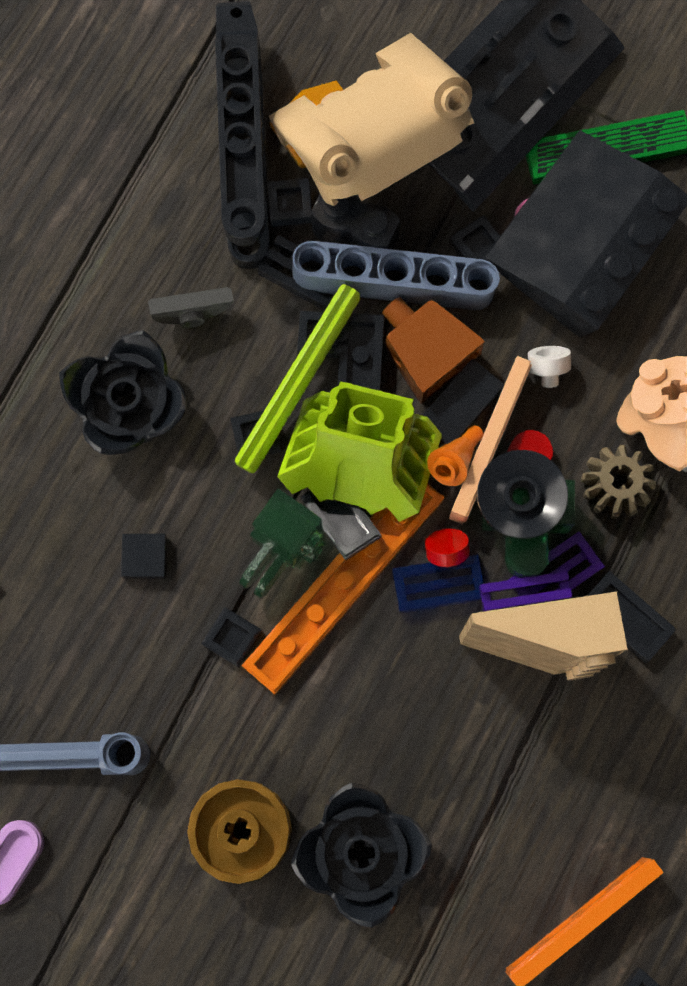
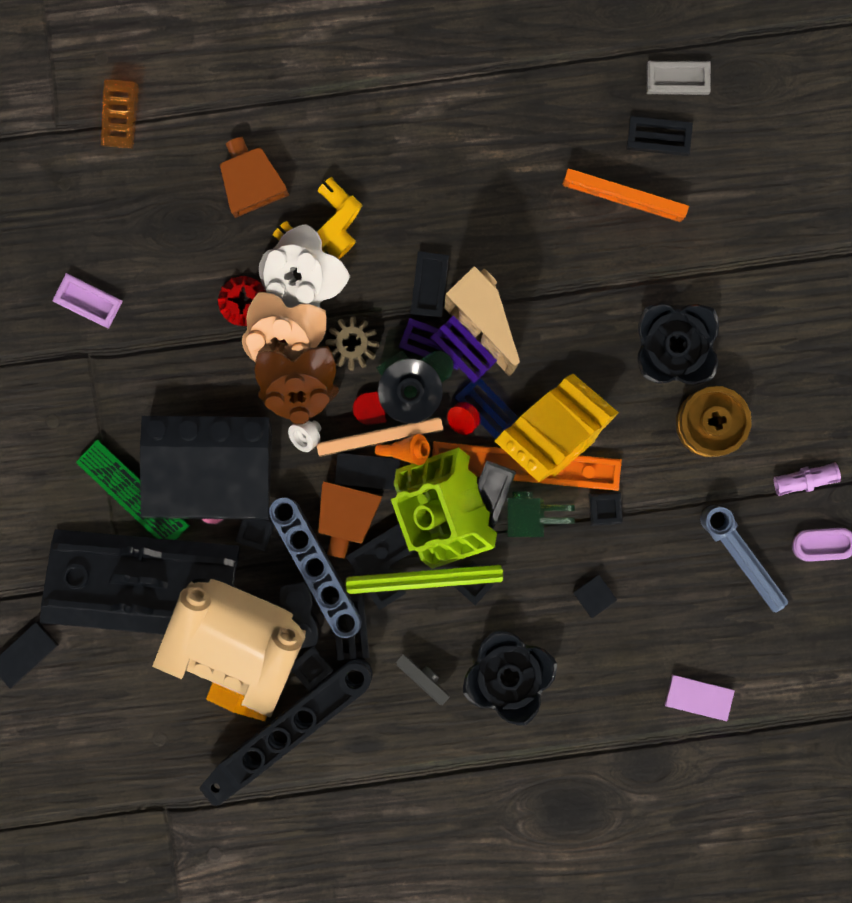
camera: 125 degrees left, 10 degrees up
(95, 898) = (807, 479): none -> lavender pin
(361, 636) = (557, 428): none -> yellow slope
(611, 383) = (298, 386): none -> reddish brown brick

